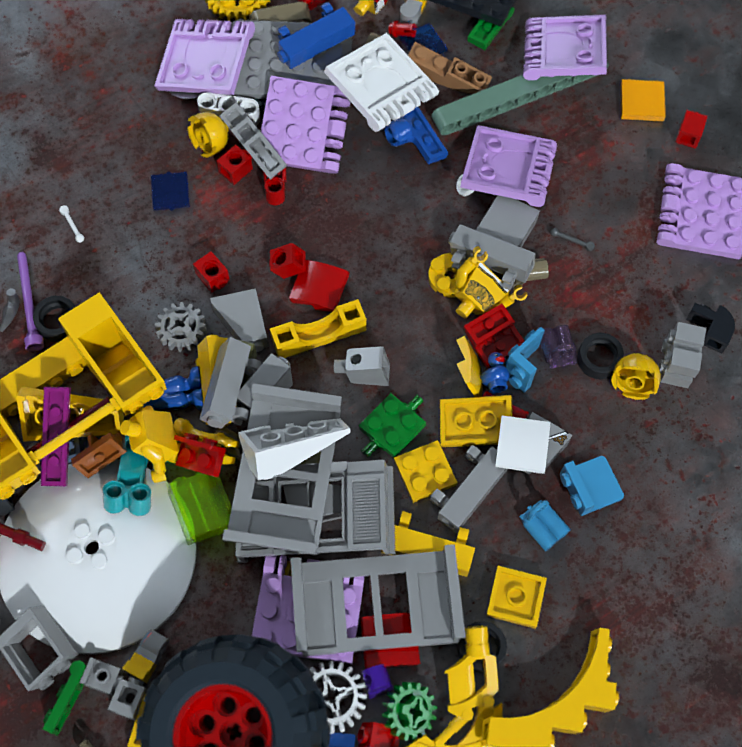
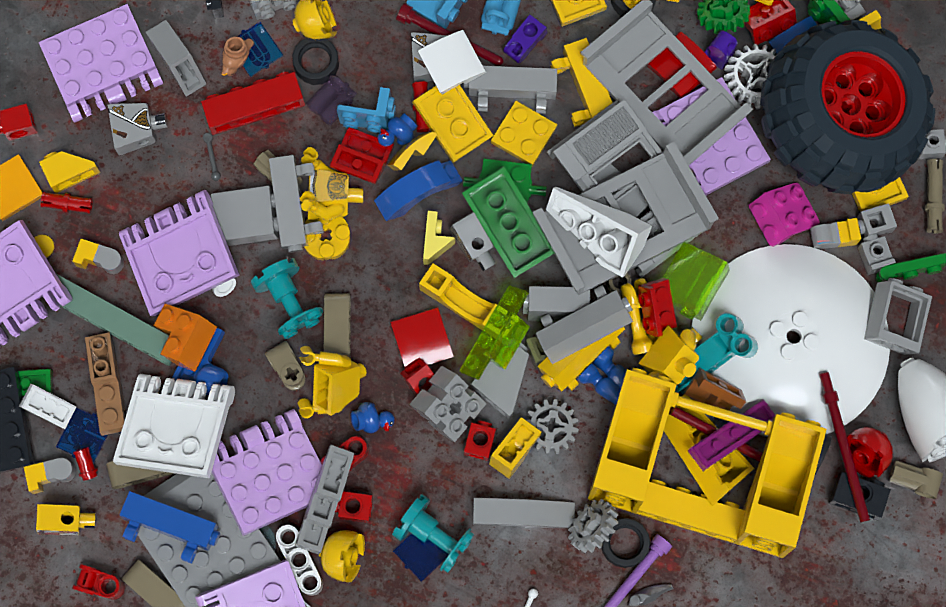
camera: 125 degrees left, 10 degrees up
(78, 291) = (593, 526): none -> light grey gear
(135, 264) = (523, 513): none -> light grey slope
(181, 192) = (425, 528): none -> teal piece
(185, 286) = (514, 448): none -> yellow arch
(195, 621) = (783, 213): none -> dark pink bracket
(253, 261) = (448, 403): none -> light grey brick
(271, 324) = (500, 335): none -> clear neon green bracket
(290, 210) = (368, 420): none -> blue animal
(332, 199) = (334, 382): none -> yellow torso
(367, 395) = (508, 222): none -> green brick
(372, 234) = (337, 323): none -> dark tan beam
(373, 185) = (285, 363): none -> dark tan piece
(390, 341) = (435, 245): none -> light yellow slope
(429, 212) = (279, 283): none -> teal piece
(436, 359) = (415, 187): none -> blue arch
(441, 131) = (187, 337): none -> orange brick
(459, 28) = (47, 406): none -> white plate
(505, 527) = (525, 39): none -> dark purple leg
(548, 120) = (99, 256): none -> leg
(582, 96) = (46, 244): none -> yellow piece
(592, 450) = (408, 15): none -> dark red piece
(594, 287) = (253, 102): none -> red brick
(604, 125) = (66, 202): none -> red pin
(630, 137) = (66, 170): none -> yellow slope
(634, 198) = (134, 126): none -> light grey torso
(641, 323) = (262, 52): none -> piece
(645, 301) = (235, 54): none -> nougat animal
(671, 257) = (176, 57): none -> light grey slope

